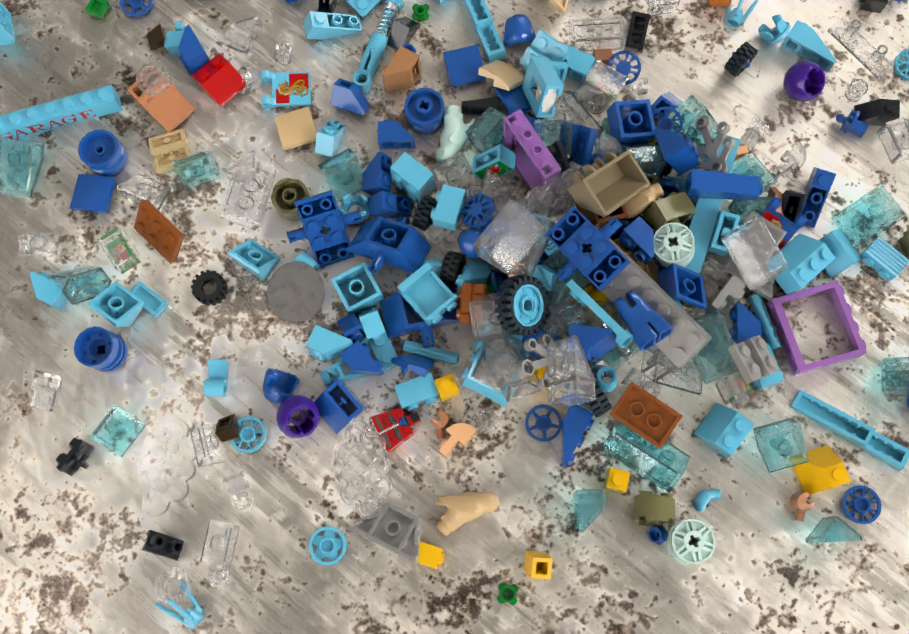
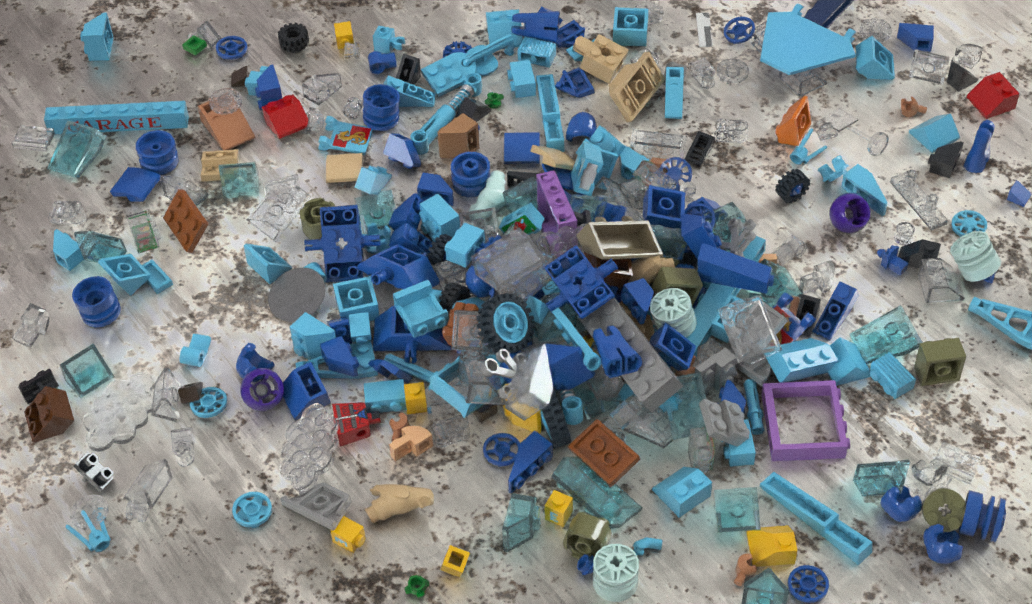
camera: 10 degrees right, 25 degrees down
(97, 488) = (48, 414): none -> reddish brown slope
(204, 278) = (219, 284): black tyre -> none
(312, 49) = (381, 107): none -> blue wheel

